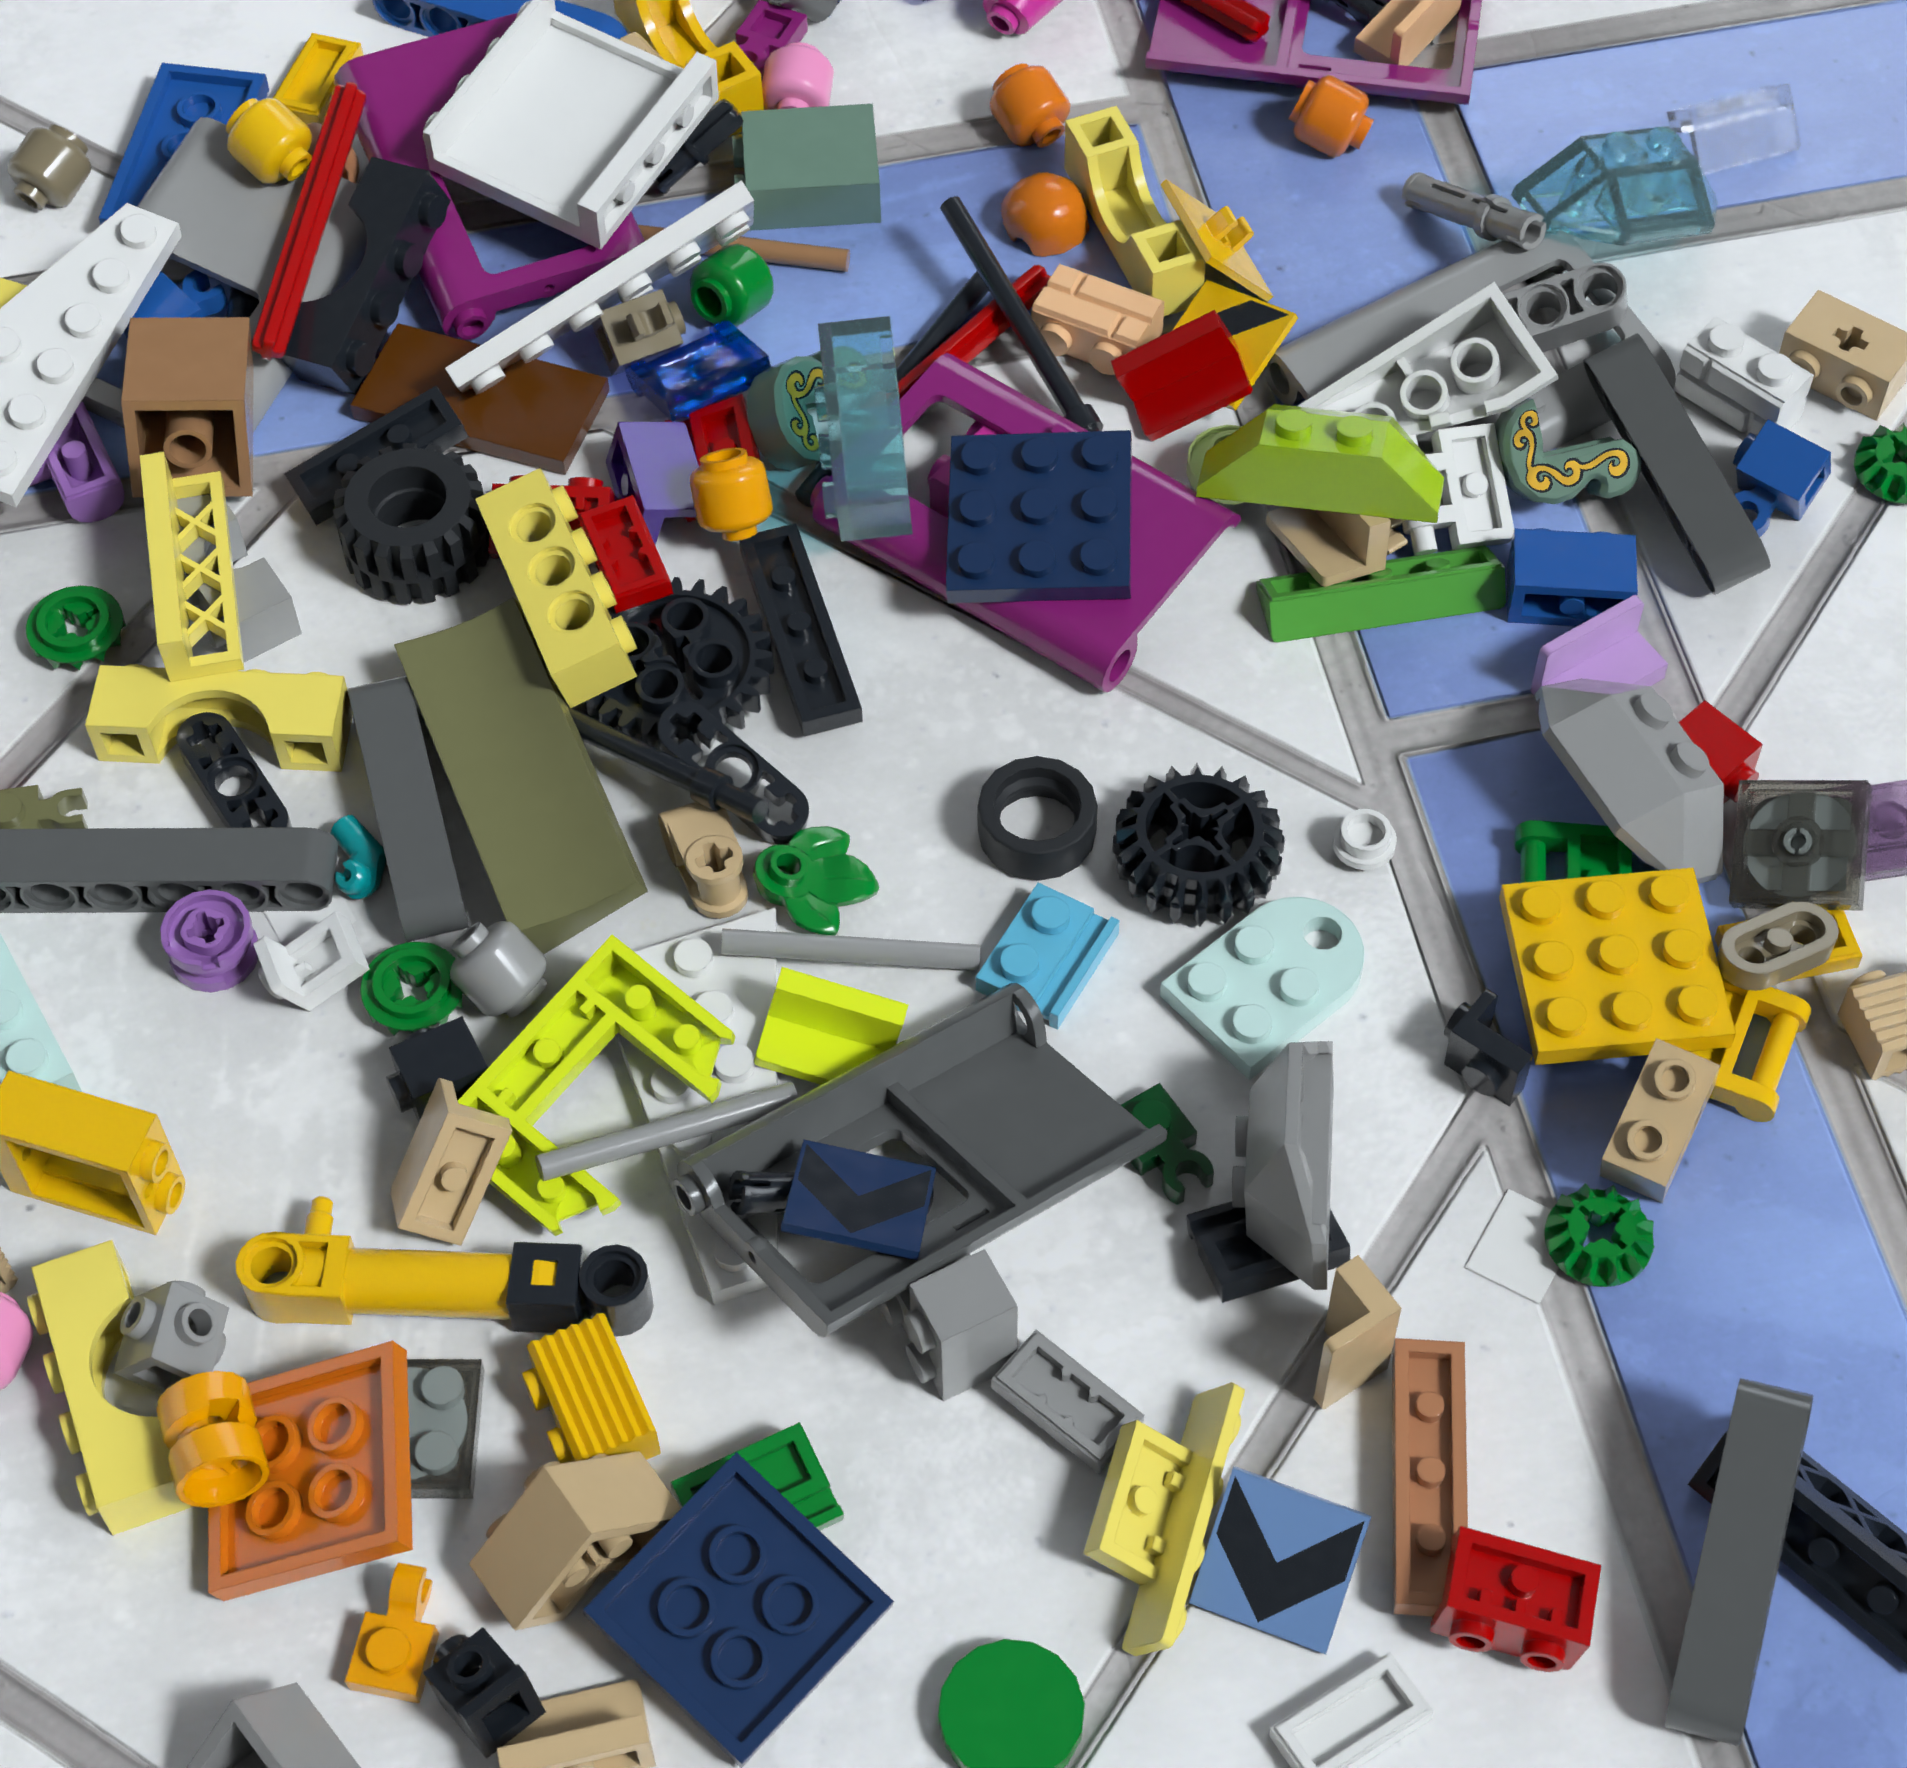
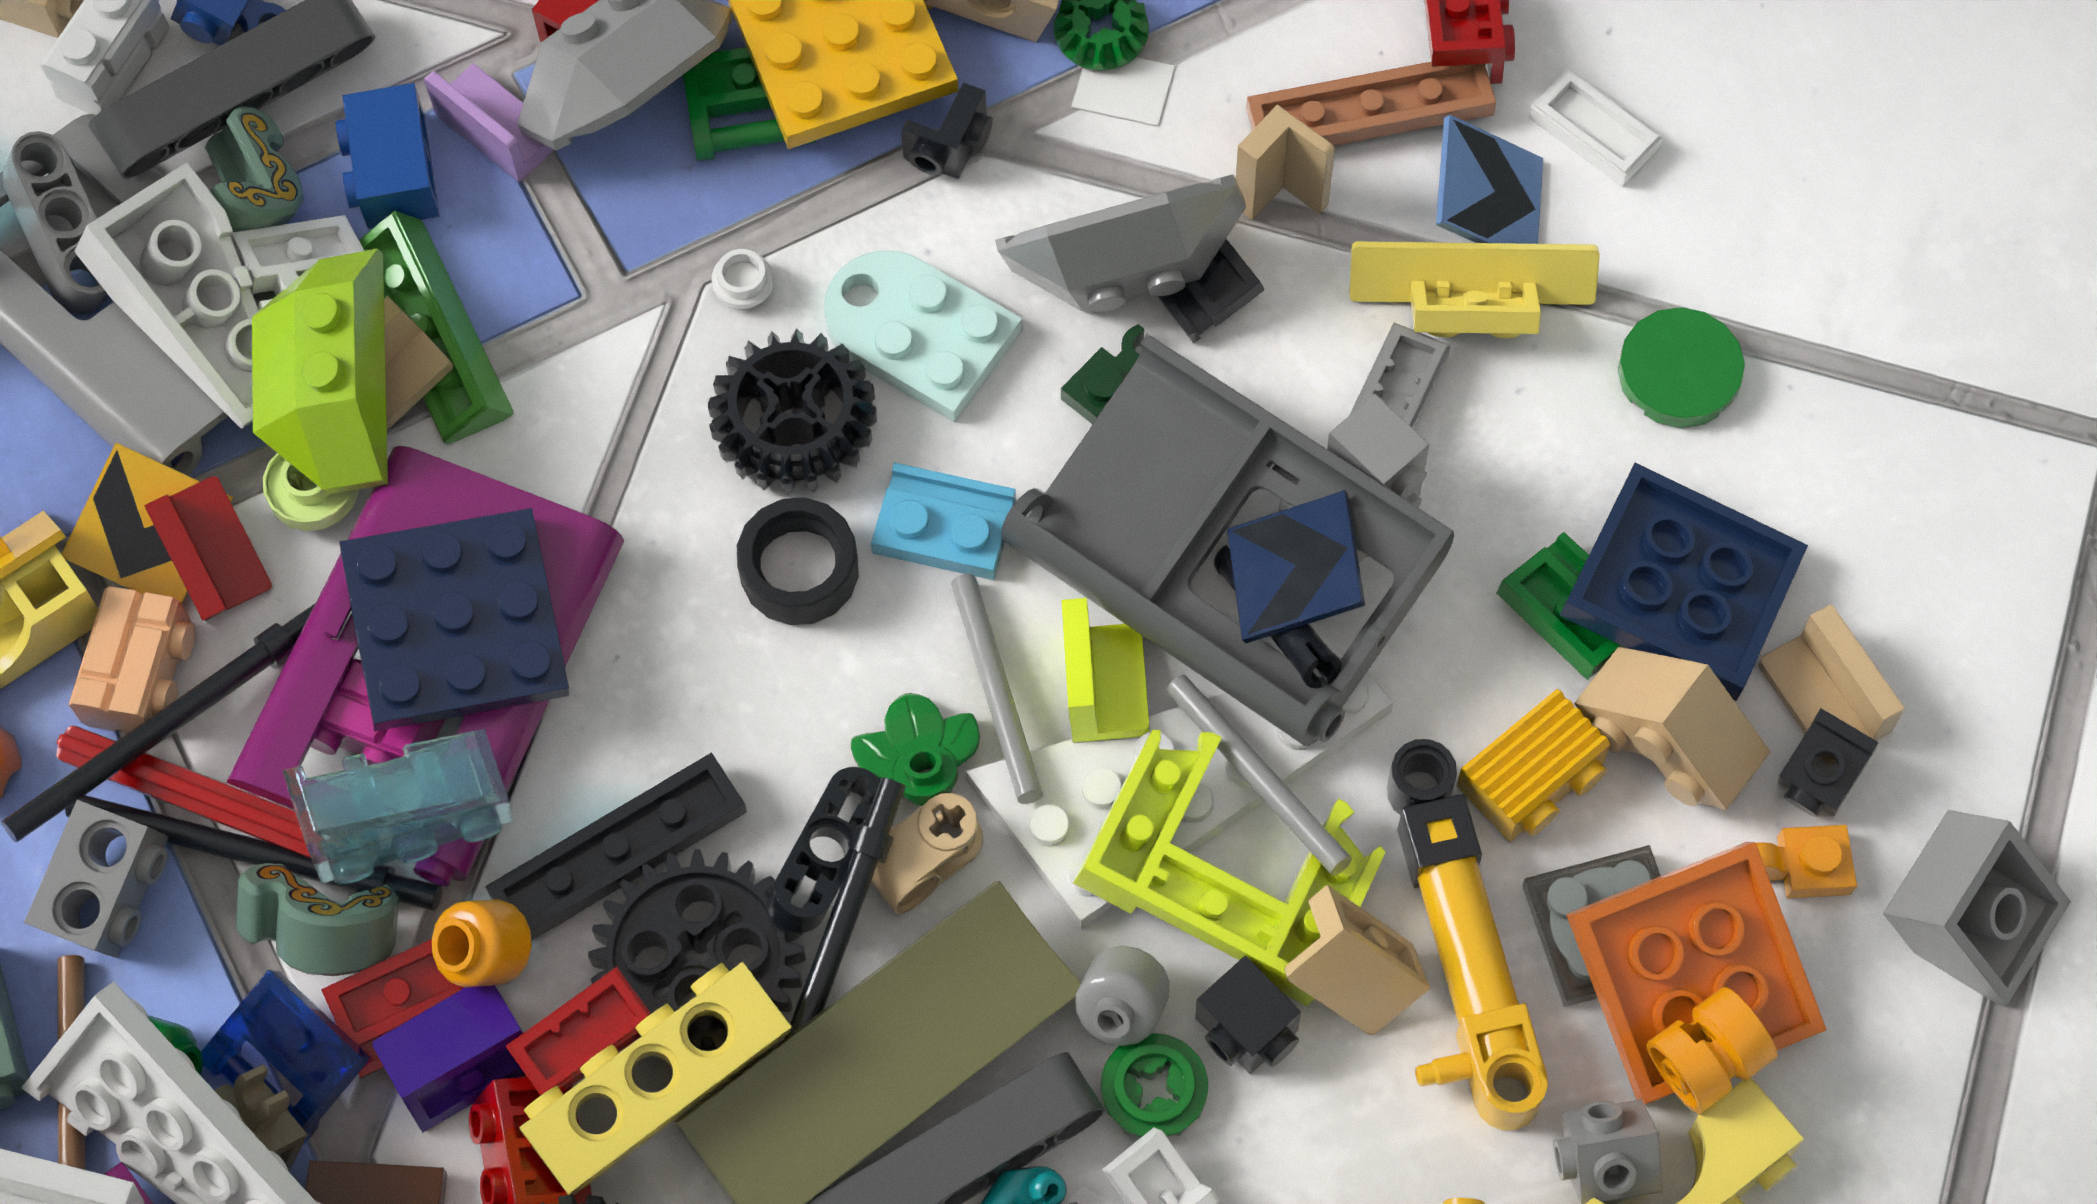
camera: 105 degrees left, 10 degrees up
(900, 269) = (81, 872): none -> light grey brick

